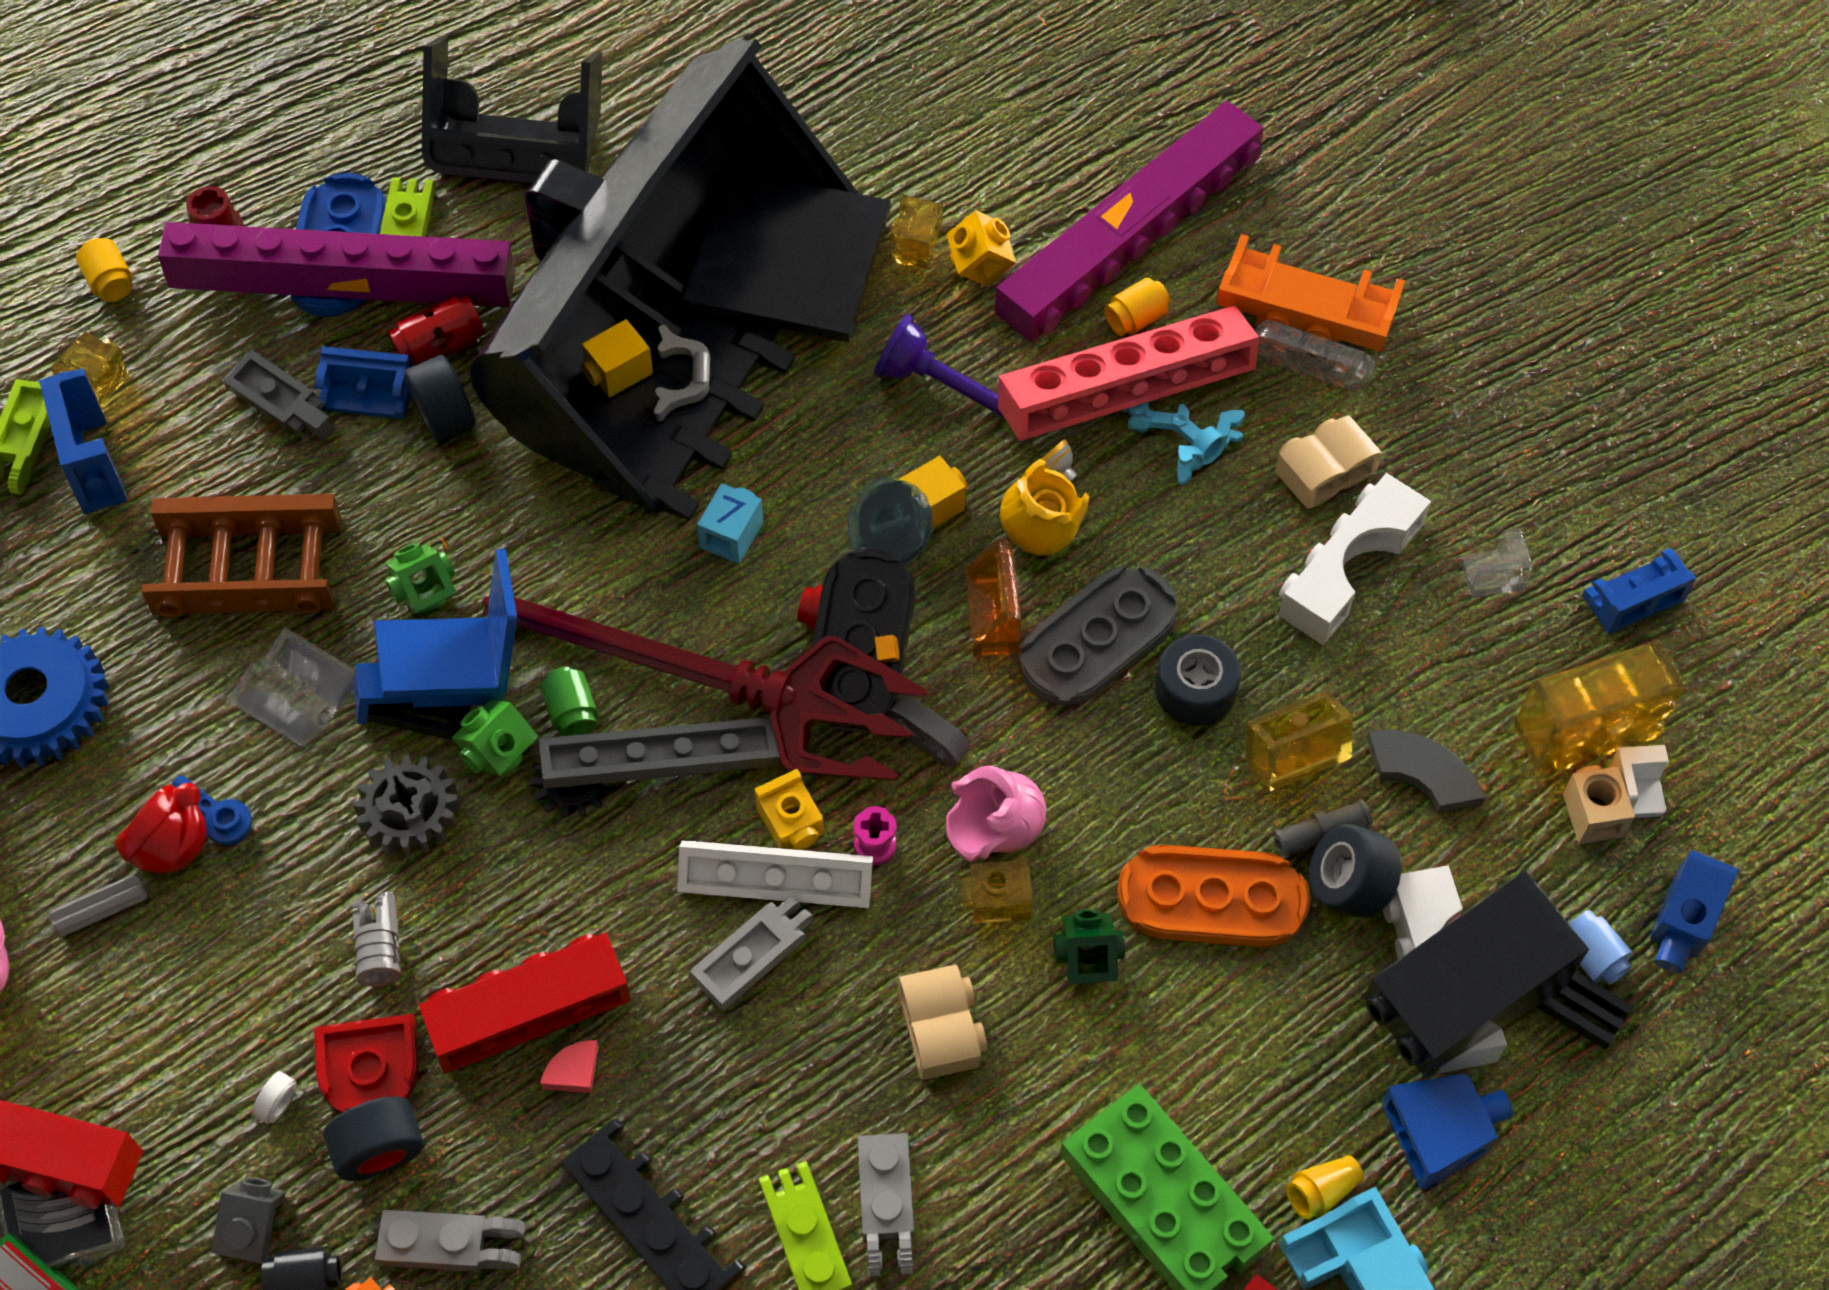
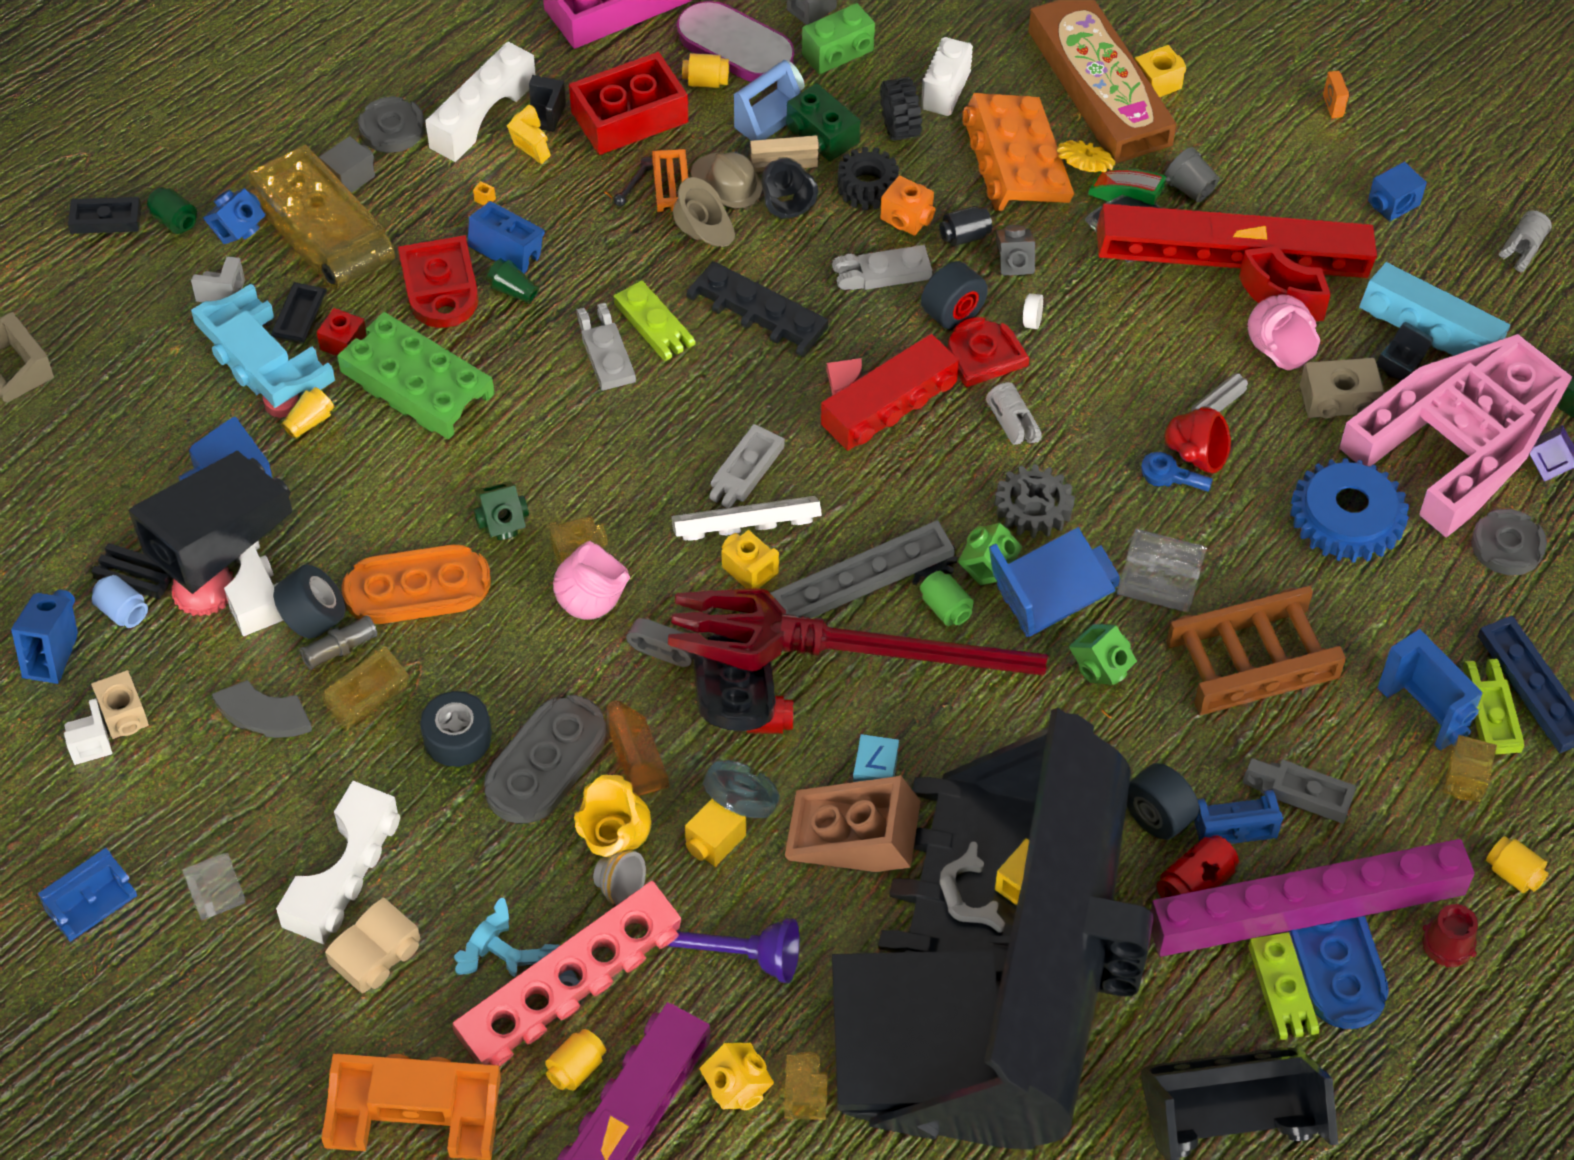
camera: 165 degrees right, 5 degrees down
(780, 462) = (855, 825): none -> nougat slope
(879, 821) = (680, 557): dark pink bush -> none
(887, 649) = (707, 661): light orange piece -> none
(940, 1021) = (597, 449): tan brick -> none
(1337, 362) = (382, 1043): clear beam -> none
(1599, 706) = (121, 762): clear yellow brick -> none

